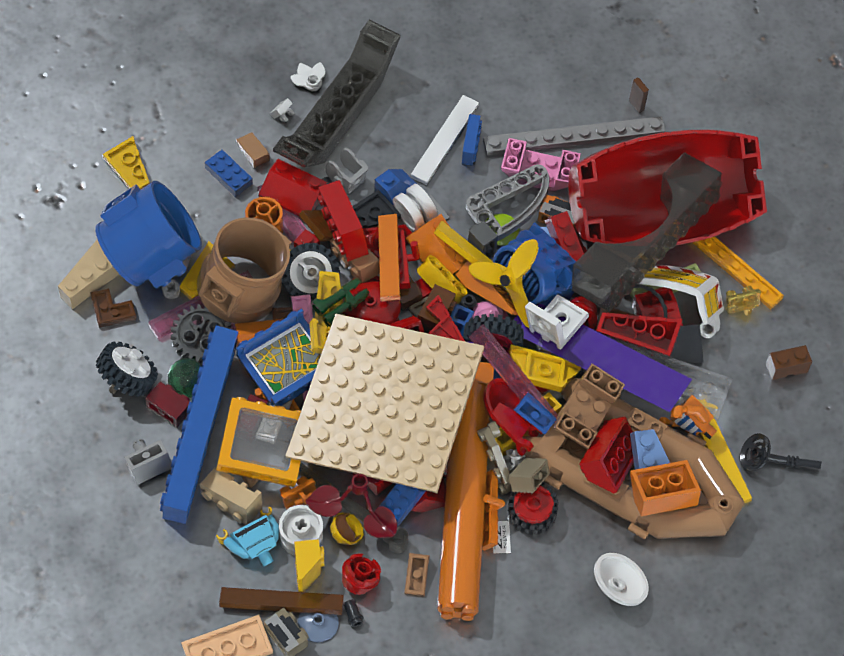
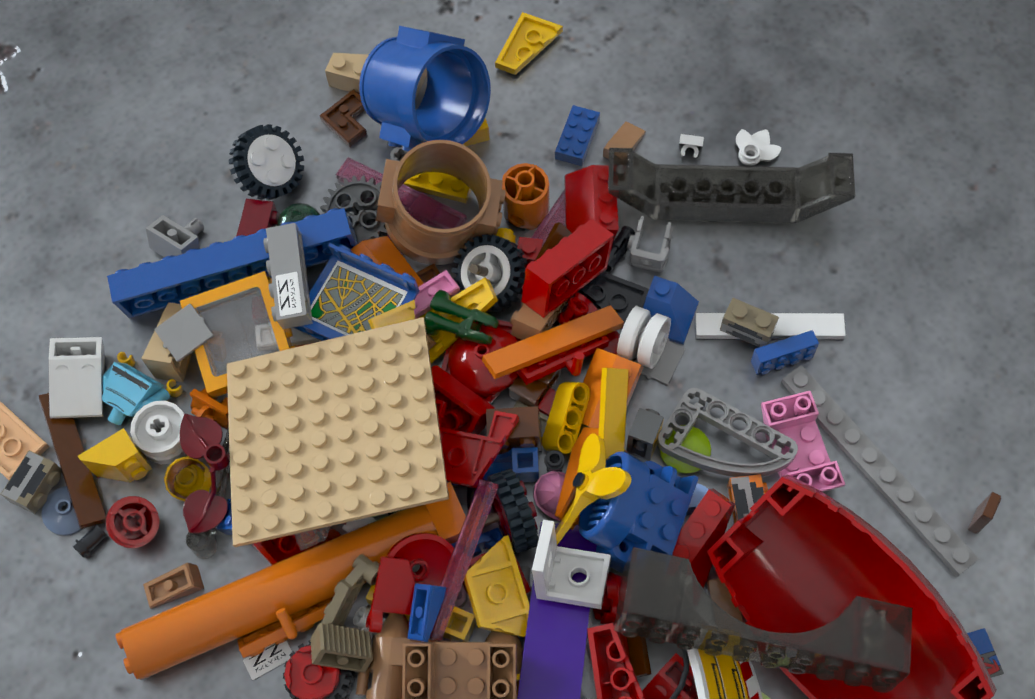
camera: 70 degrees right, 5 degrees up
(222, 568) = (76, 377): none -> white slope
(244, 472) = (184, 332): none -> light grey piece
(249, 381) = (288, 276): none -> light grey brick
(441, 146) = (749, 323): none -> dark tan brick

